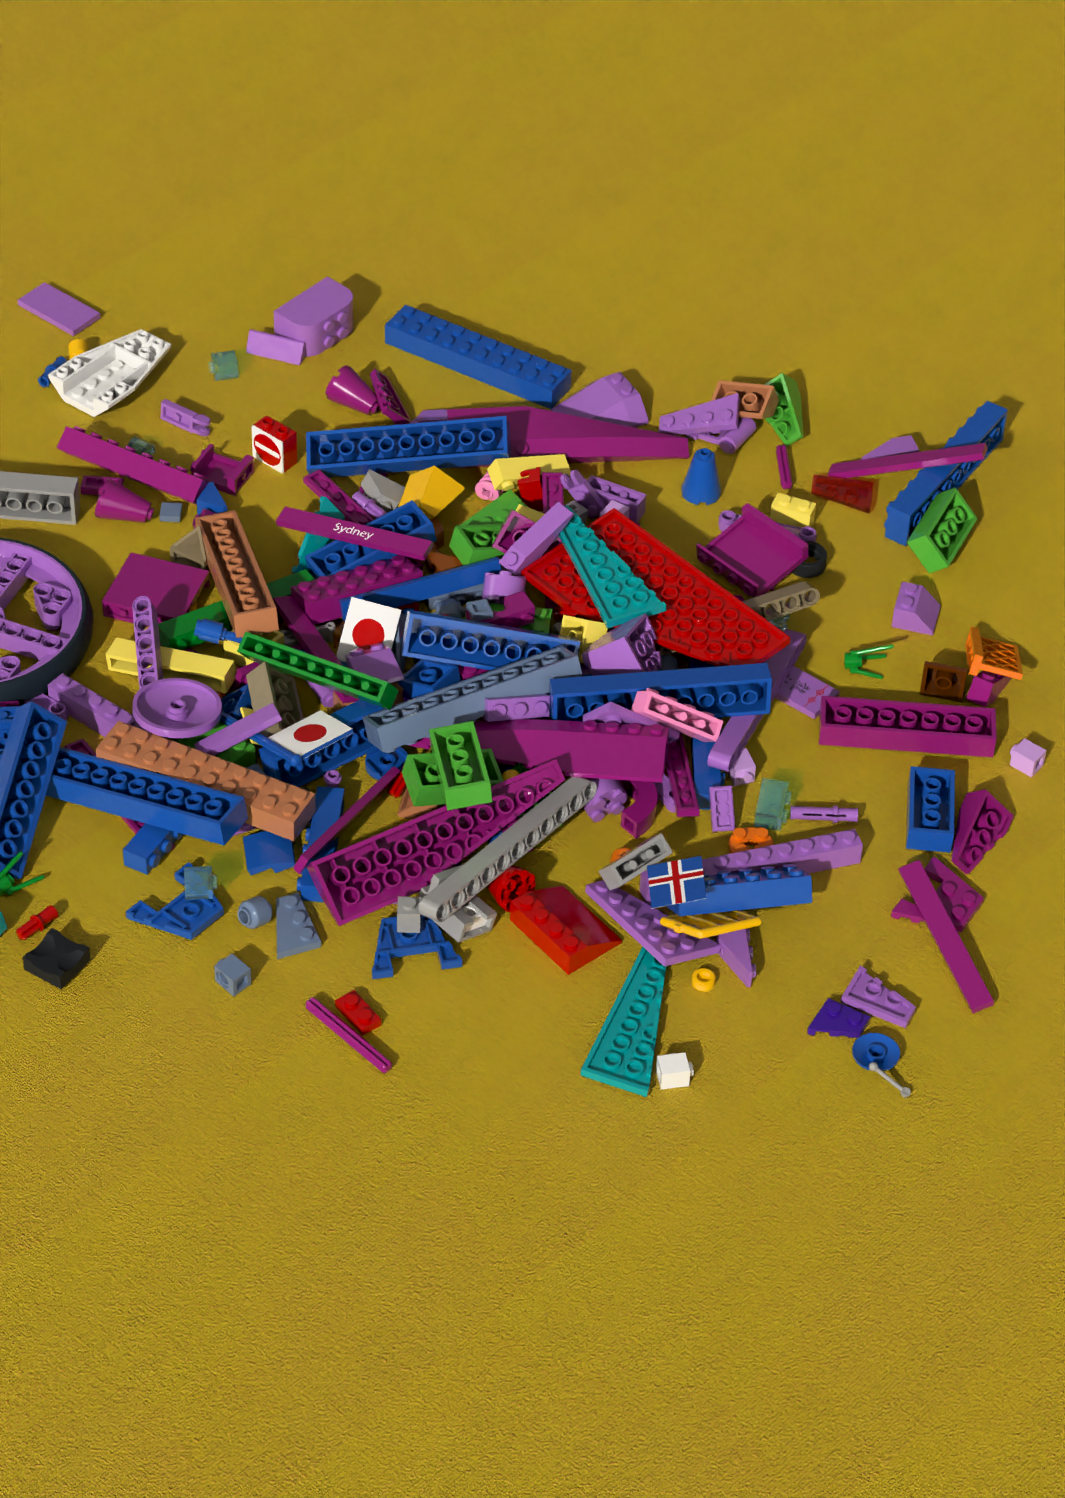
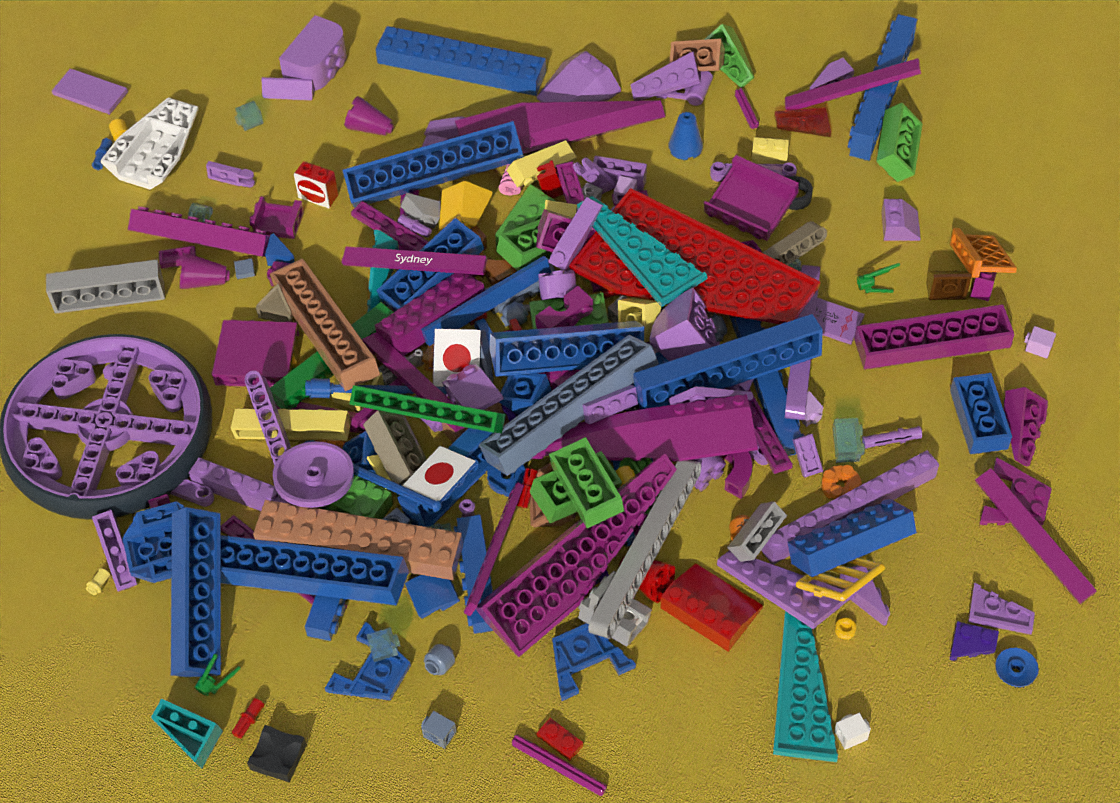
camera: 10 degrees left, 10 degrees up
(239, 730) = (374, 485): medium lavender tile -> none
(294, 927) = (477, 664): sand blue wing -> none
(388, 399) = (399, 118): magenta wing -> none
(408, 915) = (577, 632): light grey brick -> none
(479, 610) = (547, 314): sand blue tile -> none
(676, 882) = (803, 548): sticker -> none
(677, 715) = (749, 381): bright pink brick -> none
(905, 1092) = (1051, 699): light grey hinge -> none

